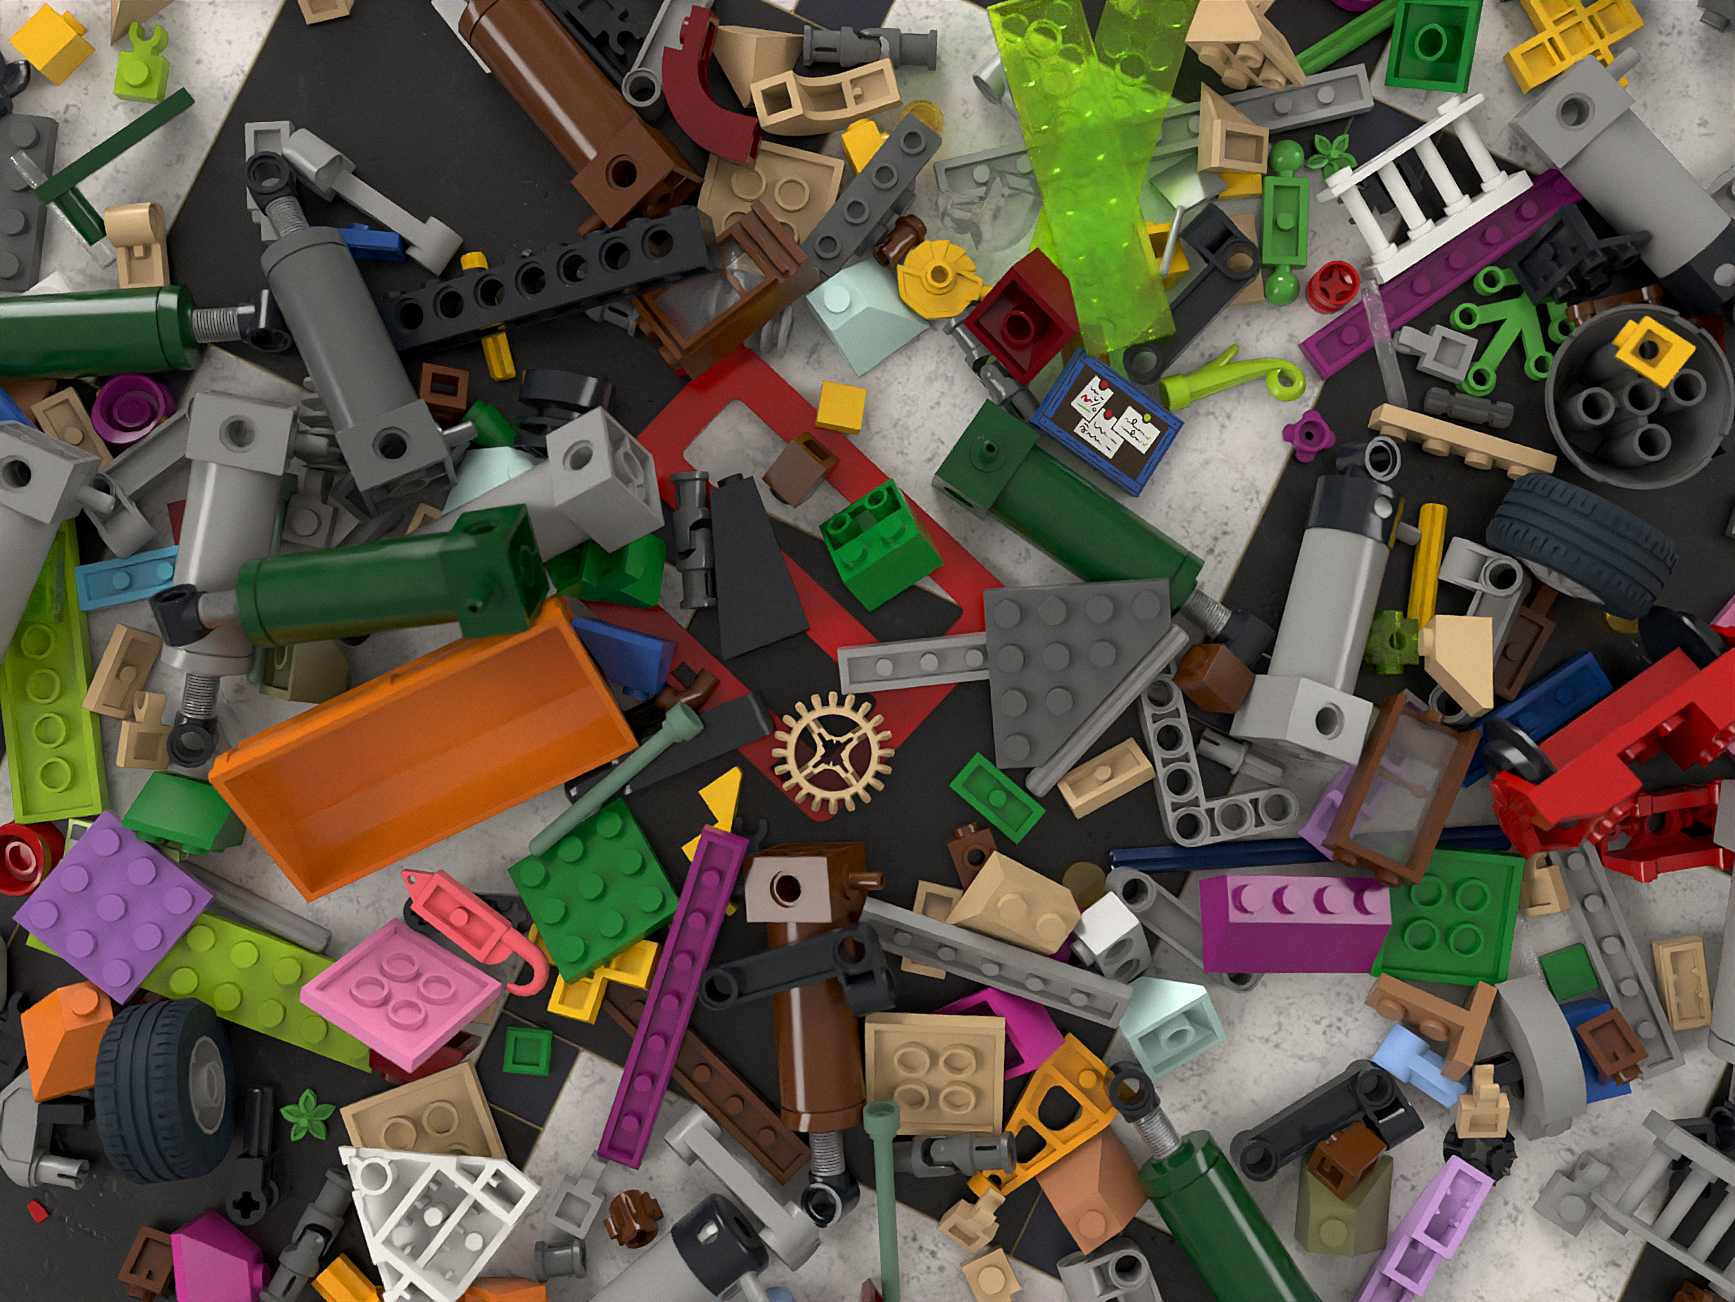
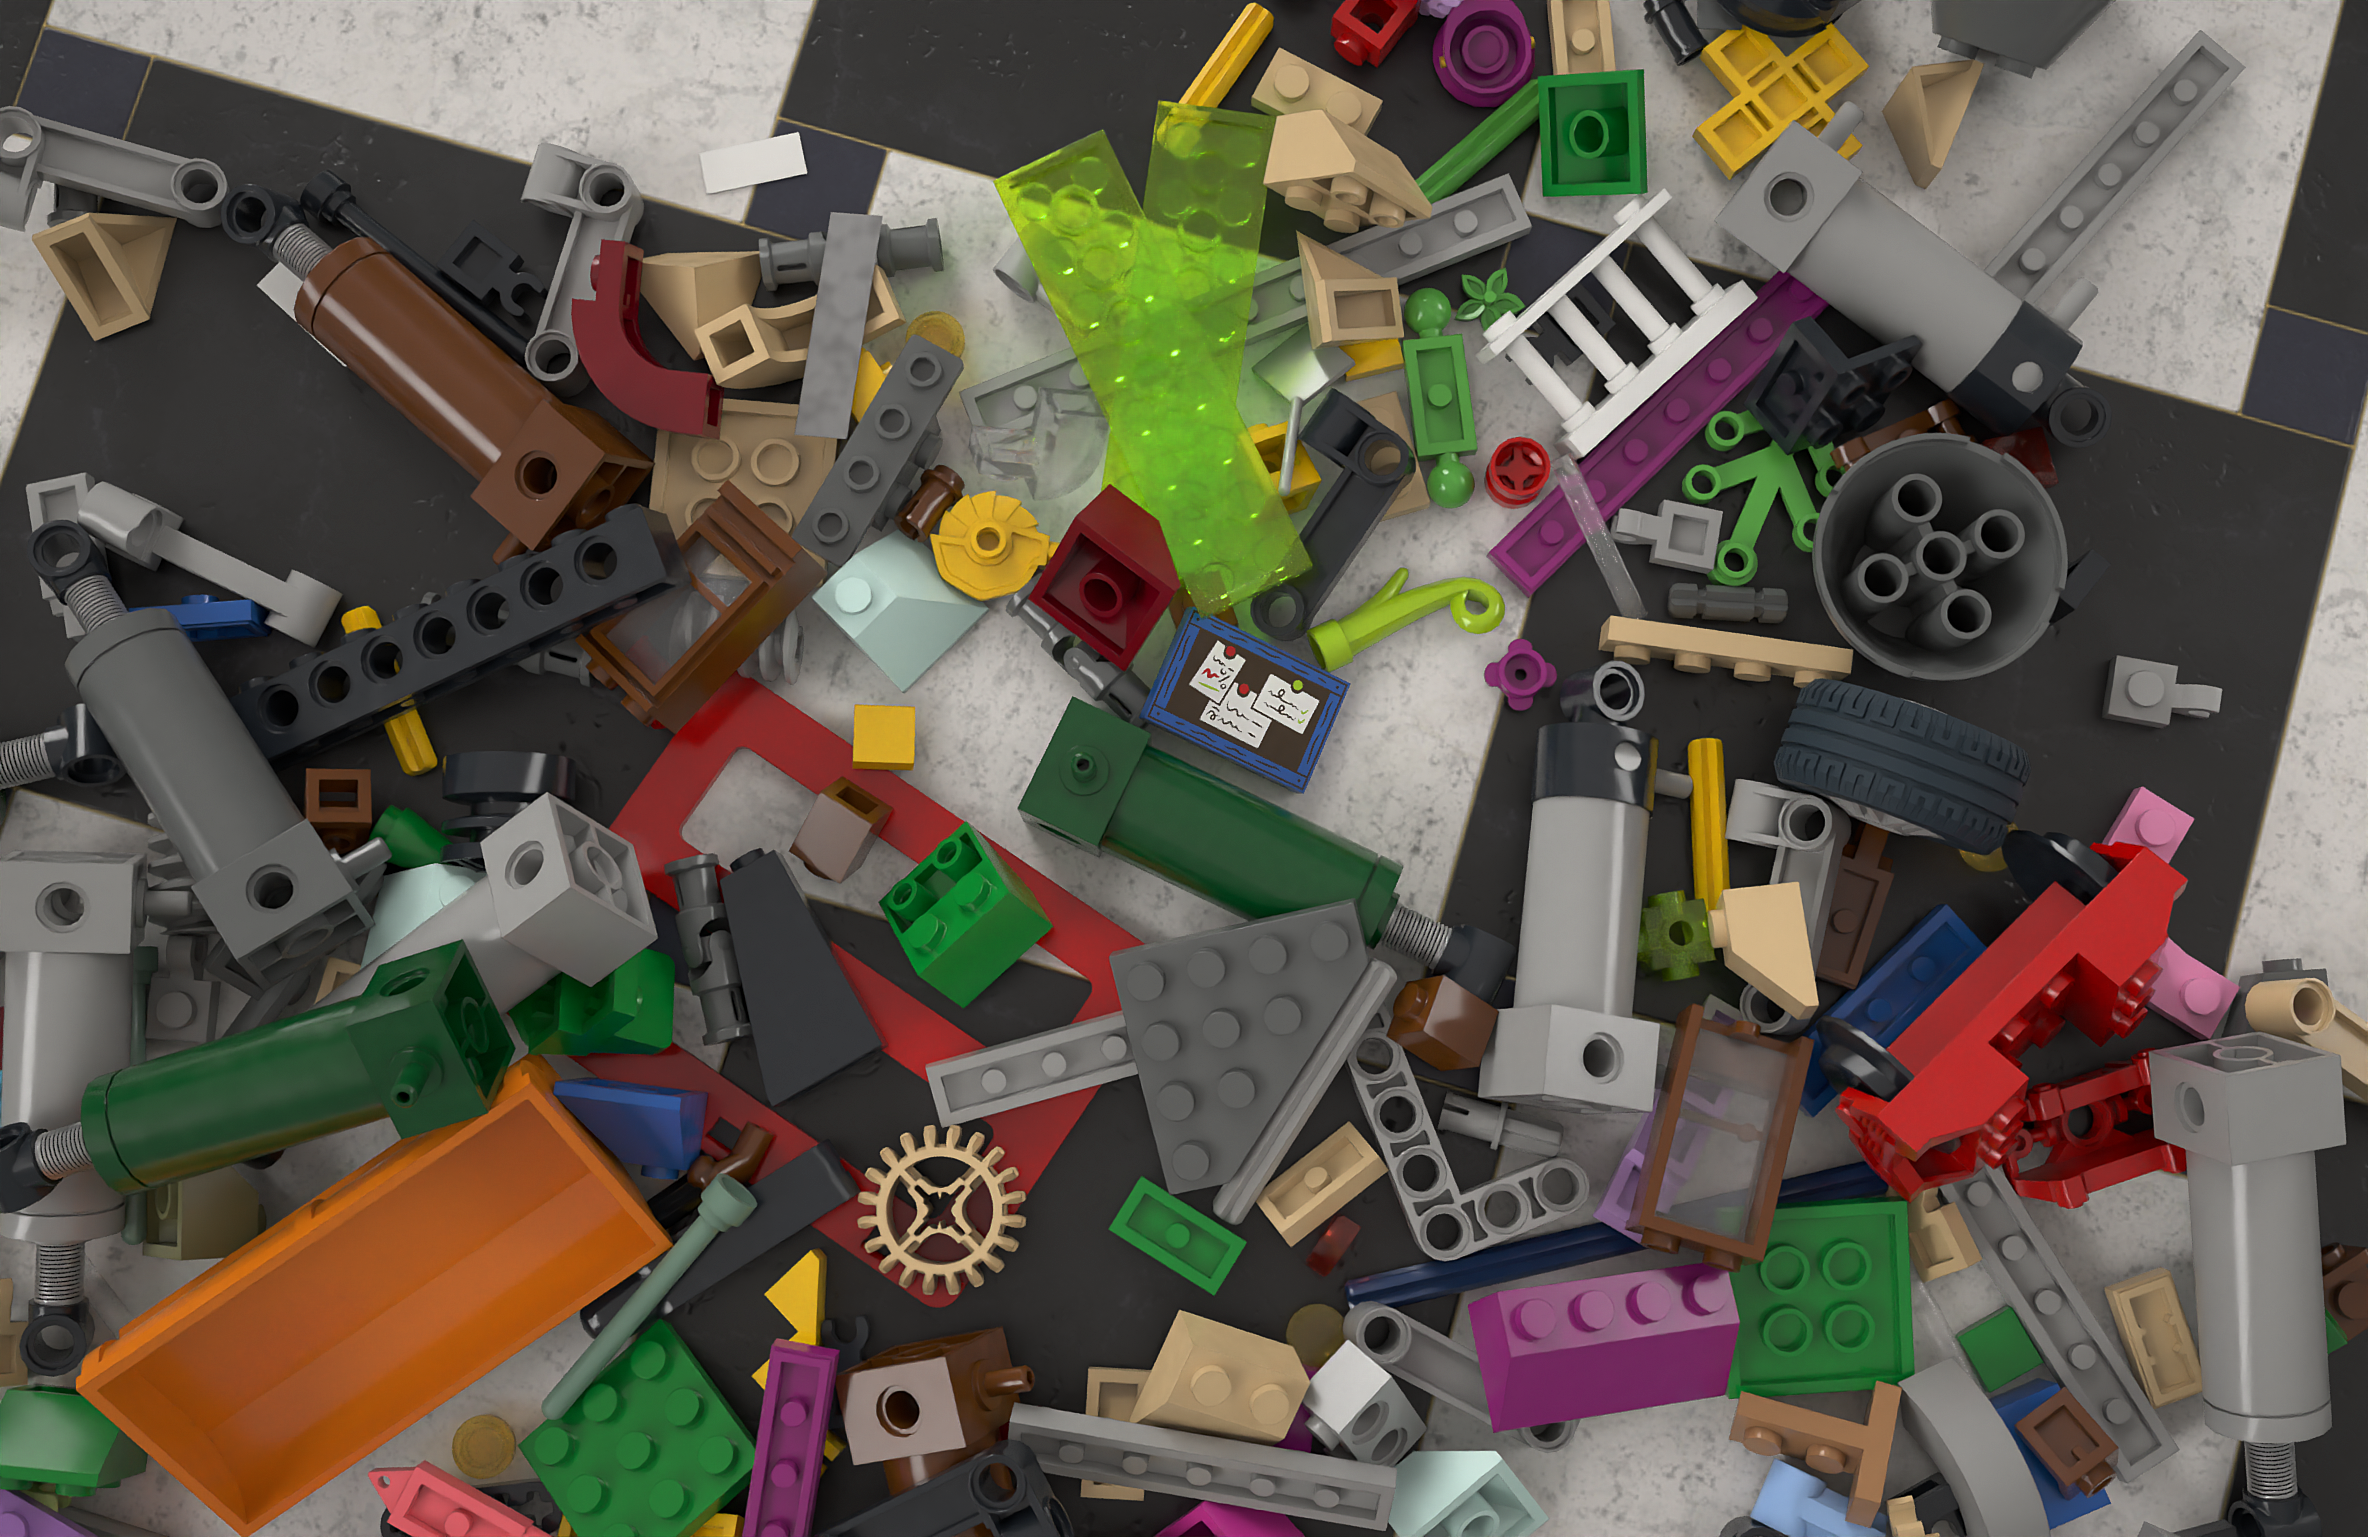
camera: 10 degrees left, 5 degrees down
(483, 866) = (484, 1446): none -> clear yellow plate
(854, 98) = (838, 325): none -> flat silver sticker
(970, 851) = (1150, 1314): reddish brown brick -> none
(1106, 822) = (1332, 1244): none -> clear red tile
(1671, 352) = (1965, 499): yellow brick -> none
(1682, 68) = (1928, 113): none -> tan slope

